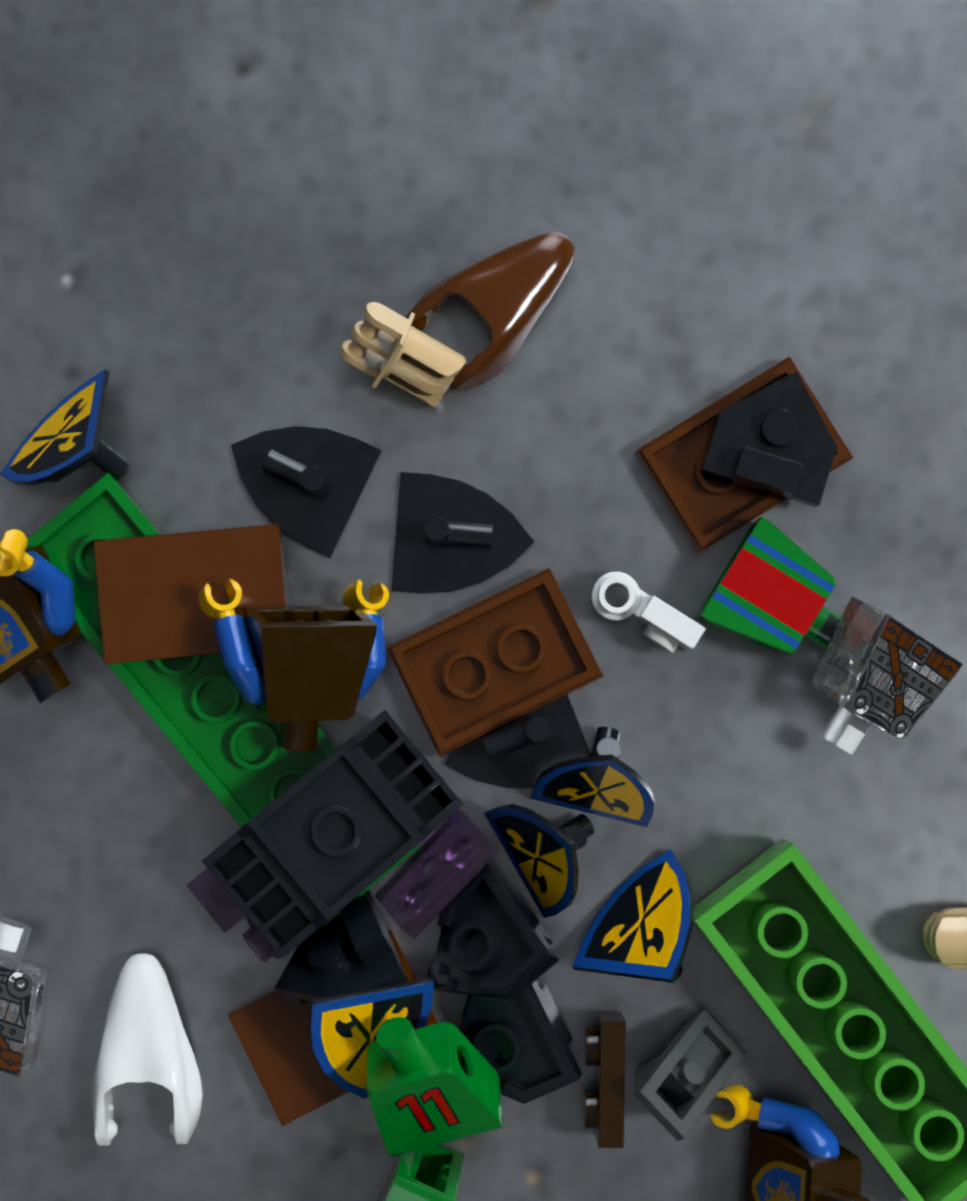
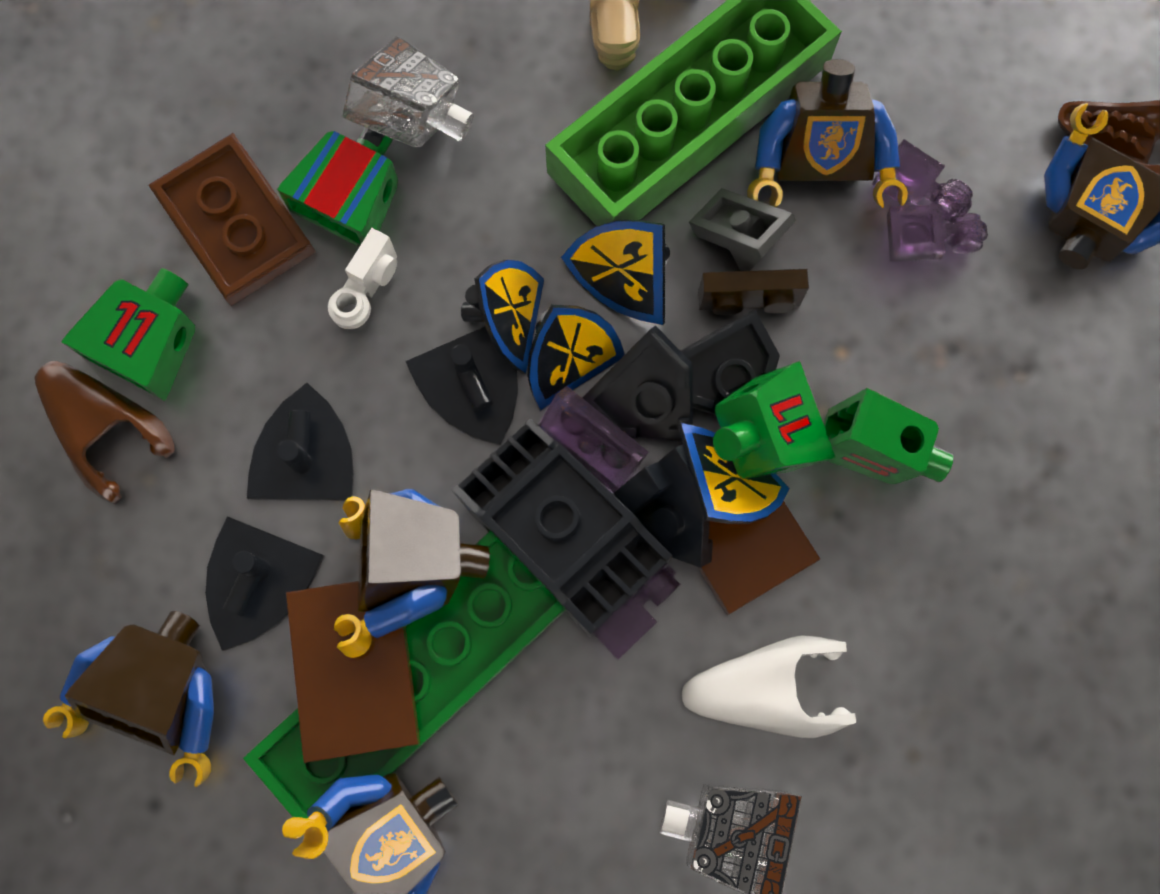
camera: 90 degrees left, 10 degrees down
(67, 440) = (212, 800): shield -> none
(187, 367) = (146, 690): none -> dark brown torso
(401, 354) = (141, 491): tan arm -> none
(494, 662) = (410, 406): reddish brown tile -> none
(598, 349) = (137, 333): none -> green torso
(773, 443) = (219, 188): black plate -> none

